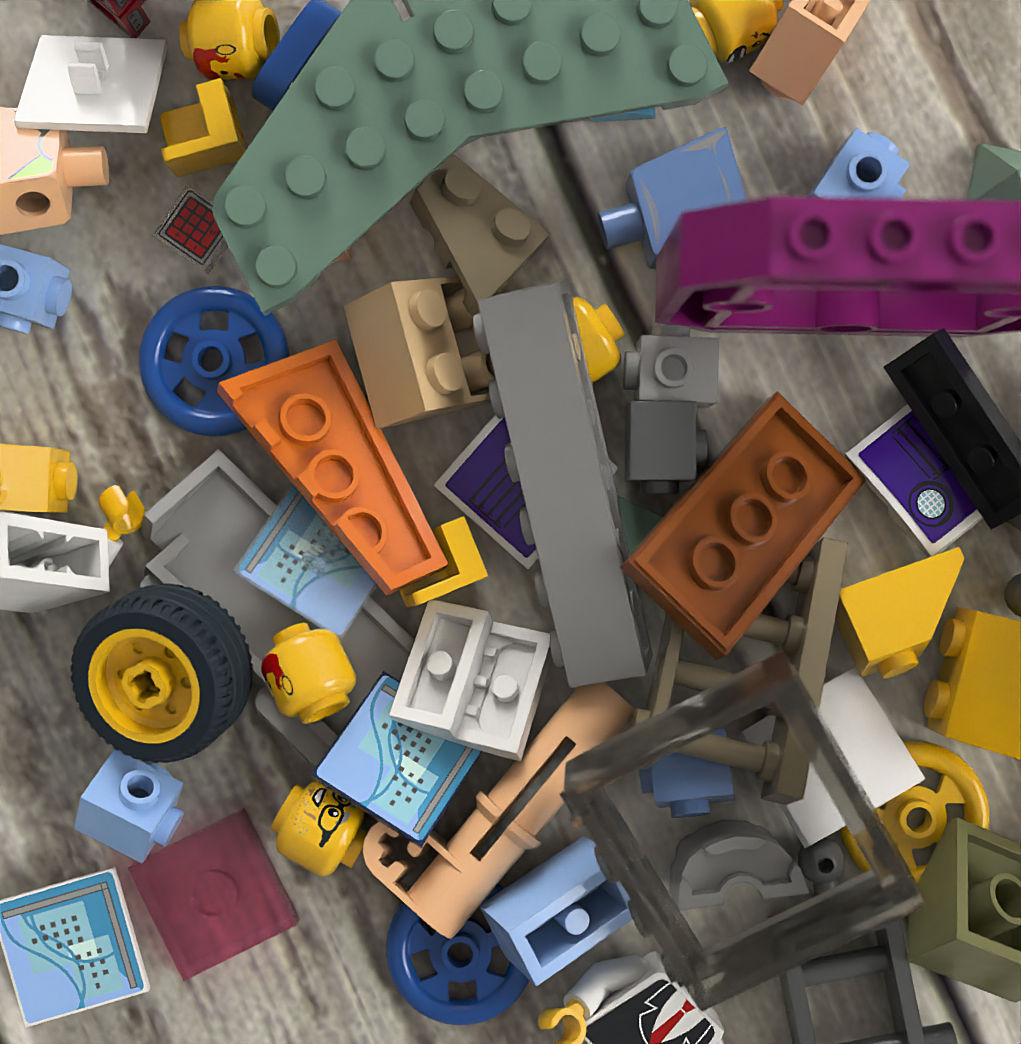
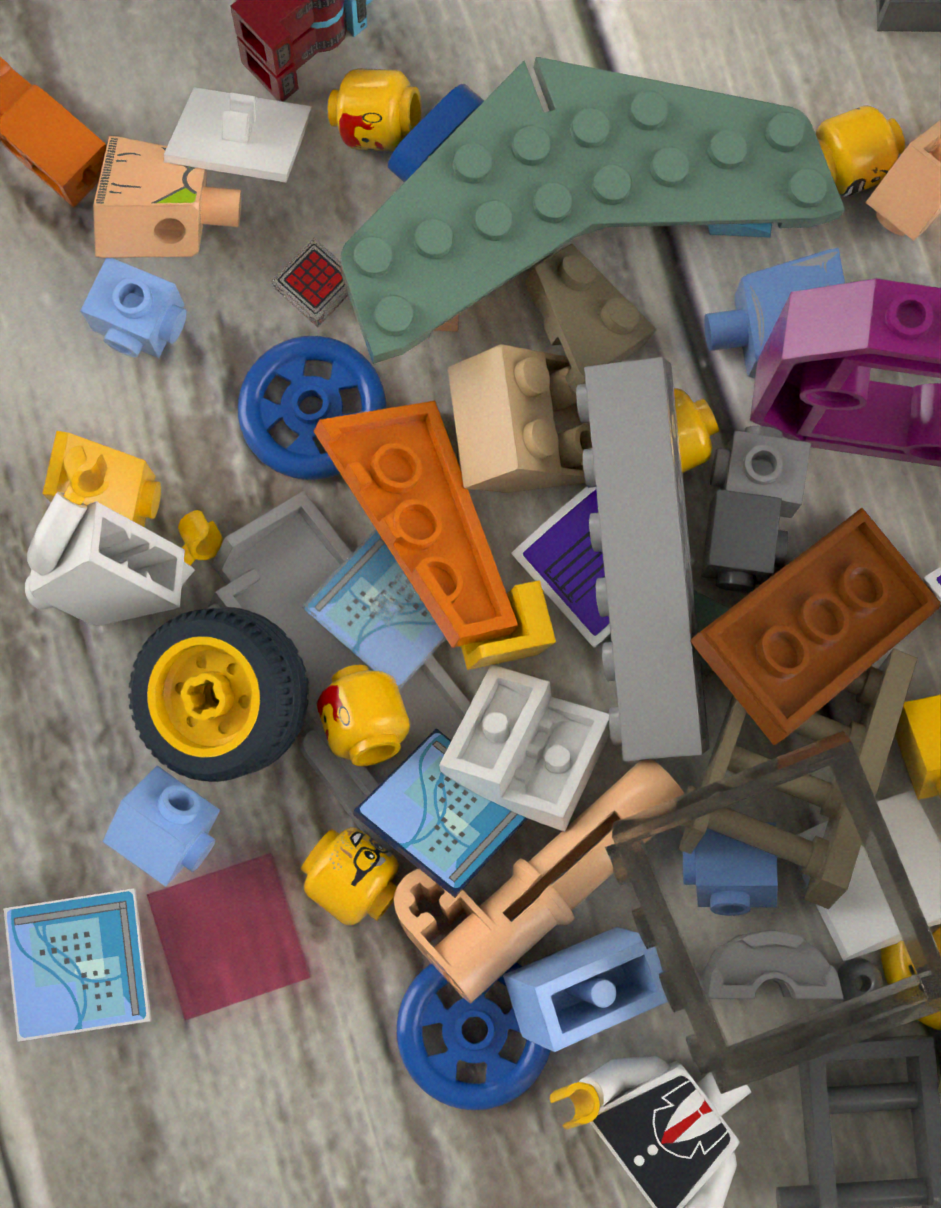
camera: 10 degrees right, 10 degrees down
(203, 132) = (336, 194): yellow panel -> none

